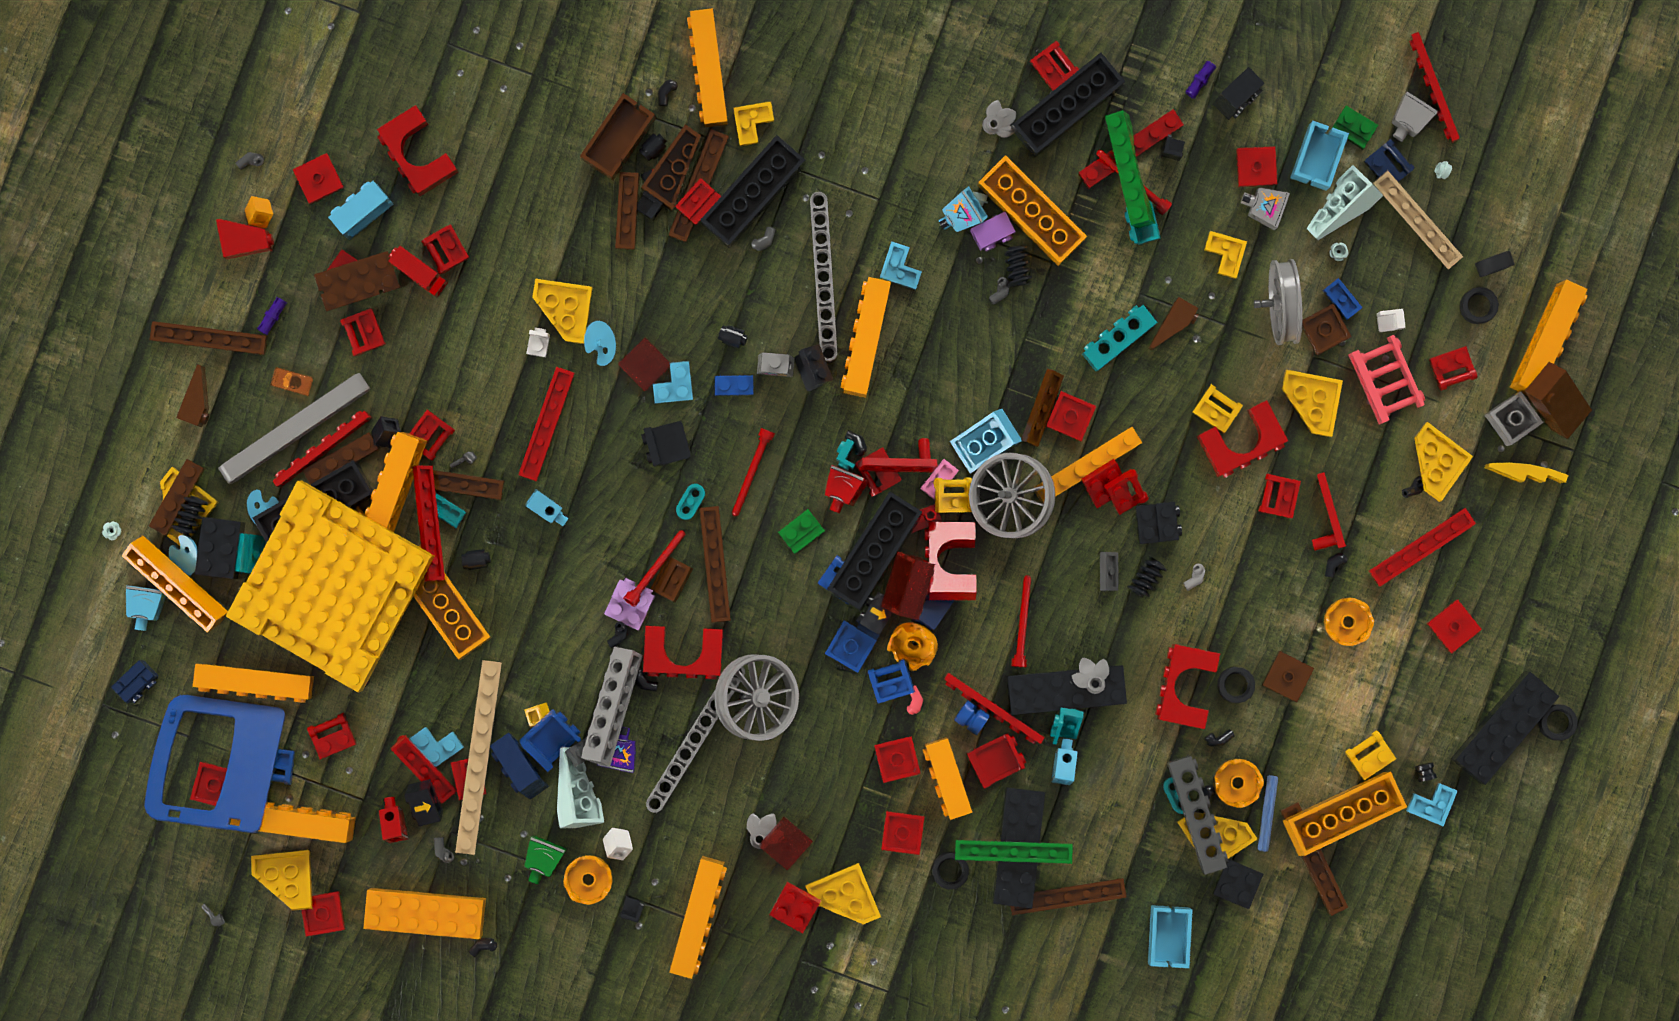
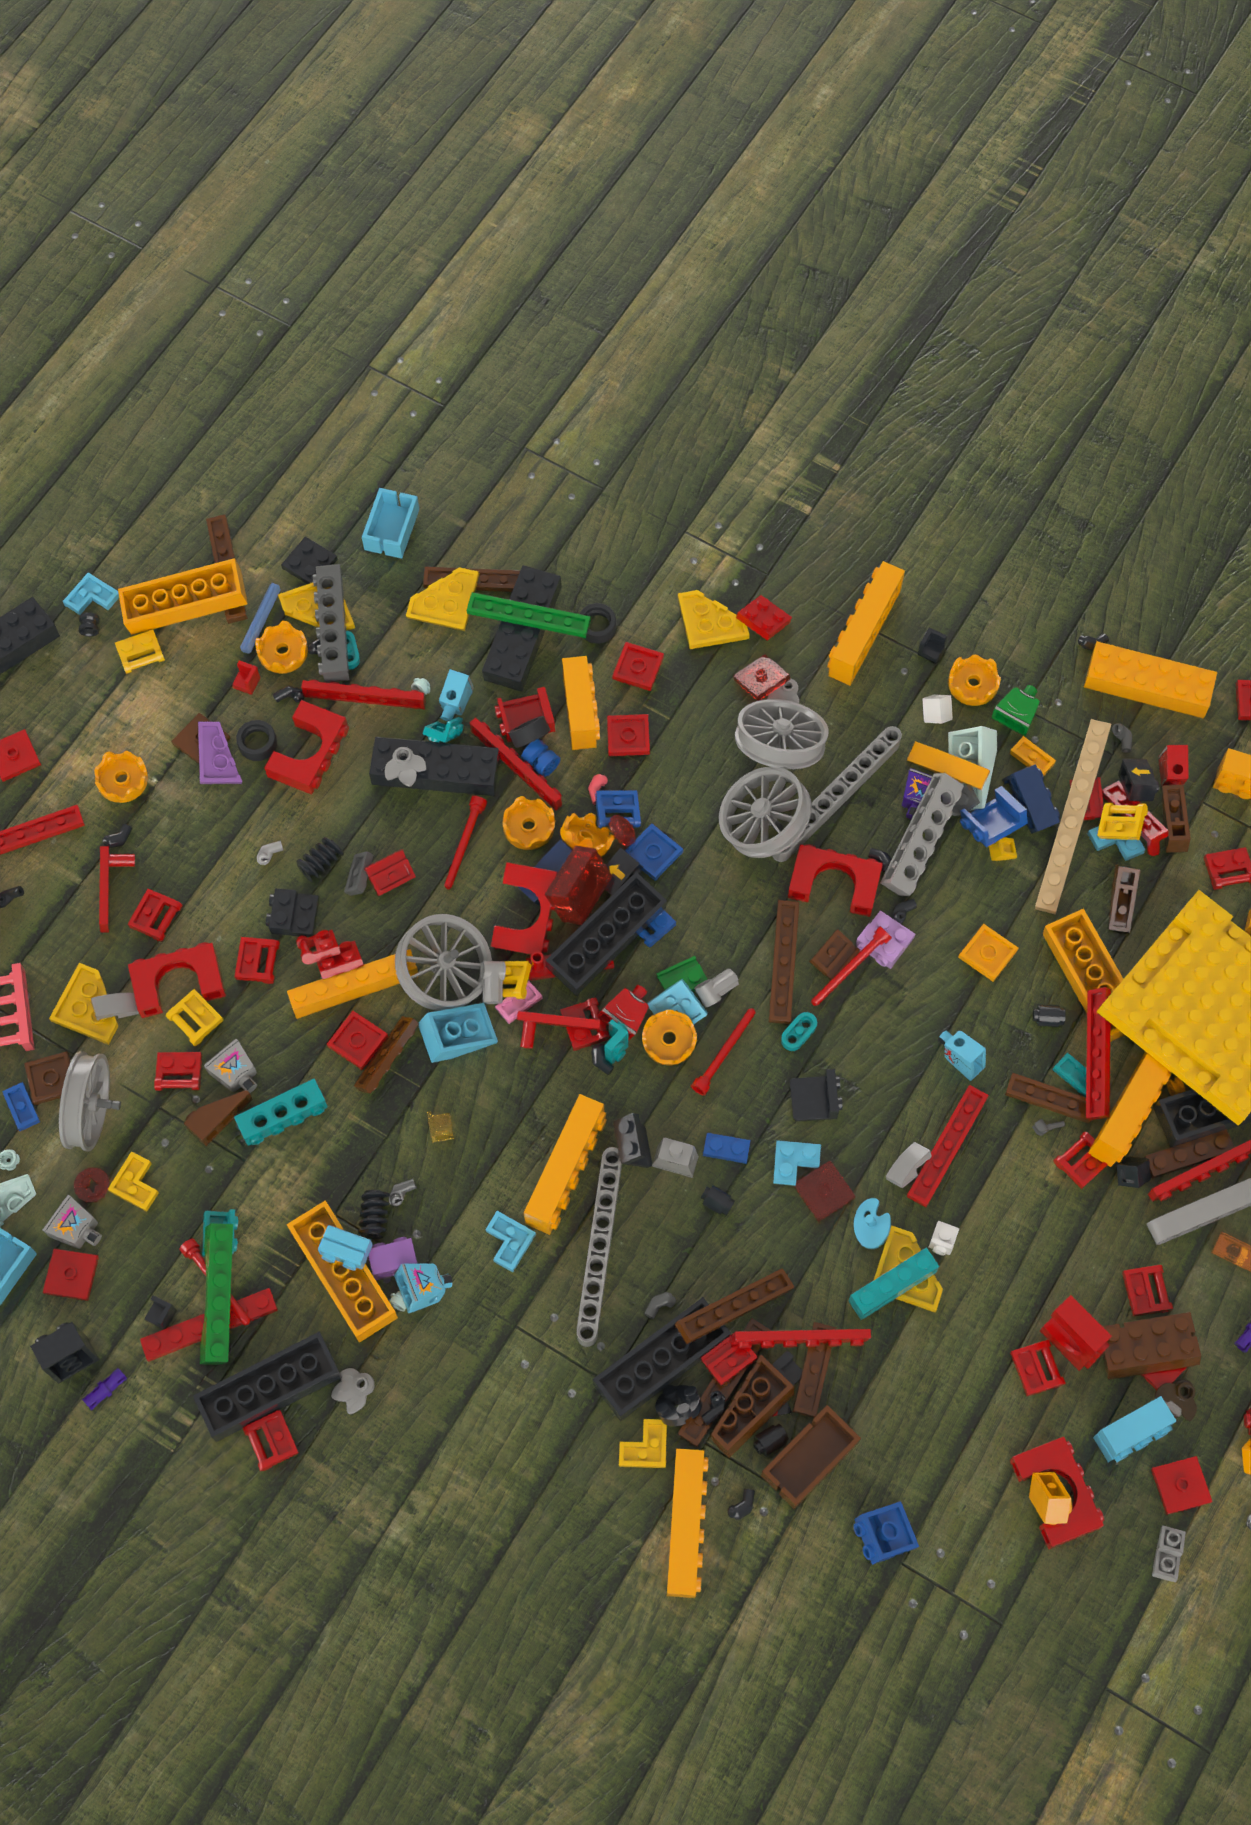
camera: 165 degrees left, 20 degrees down
(323, 122) = (1168, 1553): none -> light grey slope
(329, 243) = (1177, 1403): none -> dark brown plate
(386, 772) = (1175, 818): none -> reddish brown slope
(422, 140) = (1050, 1498): none -> light orange brick
(424, 686) = (1123, 897): none -> reddish brown slope
(433, 748) = (1122, 827): none -> yellow plate
(523, 812) = (1030, 755): none -> light orange plate
(536, 609) = (988, 952): none -> light orange plate
(549, 91) = (885, 1533): none -> blue plate
(573, 289) = (893, 1283): none -> teal brick
(579, 396) = (905, 1166): none -> light grey slope
(599, 783) = (943, 762): none -> light orange slope
(650, 225) = (791, 1338): none -> red plate
(700, 160) = (717, 1407): none -> black arm
(700, 242) = (734, 1306): none -> reddish brown plate
(739, 164) = (673, 1395): none -> black plate
(755, 779) = (804, 740): none -> light grey wheel
(773, 522) = (712, 989): none -> light grey piece
(800, 507) = (679, 998): none -> medium azure plate
(801, 457) = (672, 1022): none -> light orange plate
(877, 658) = (619, 823): none -> clear red gear
(966, 491) = (493, 976): none -> light grey piece
(981, 354) = (440, 1127): none -> clear yellow panel
(982, 650) = (524, 811): none -> light orange plate
(987, 736) = (529, 731): none -> black tyre
(1032, 222) = (345, 1248): none -> medium azure brick
(1081, 576) = (389, 872): none -> red plate
(1097, 863) = (445, 600): none -> yellow plate
(1099, 770) = (421, 685): none -> light aqua plate
(1158, 751) = (361, 694): none -> red plate
(1170, 368) = (232, 1068): none -> light grey torso
(1184, 472) = (250, 956): none -> red plate
(1219, 364) = (178, 1065): none -> red plate
(1263, 745) = (246, 678): none -> red panel
(1269, 658) = (215, 759): none -> medium lavender wing
(1270, 247) = (83, 1180): none -> clear red gear
(1289, 402) = (114, 1005): none -> light grey slope

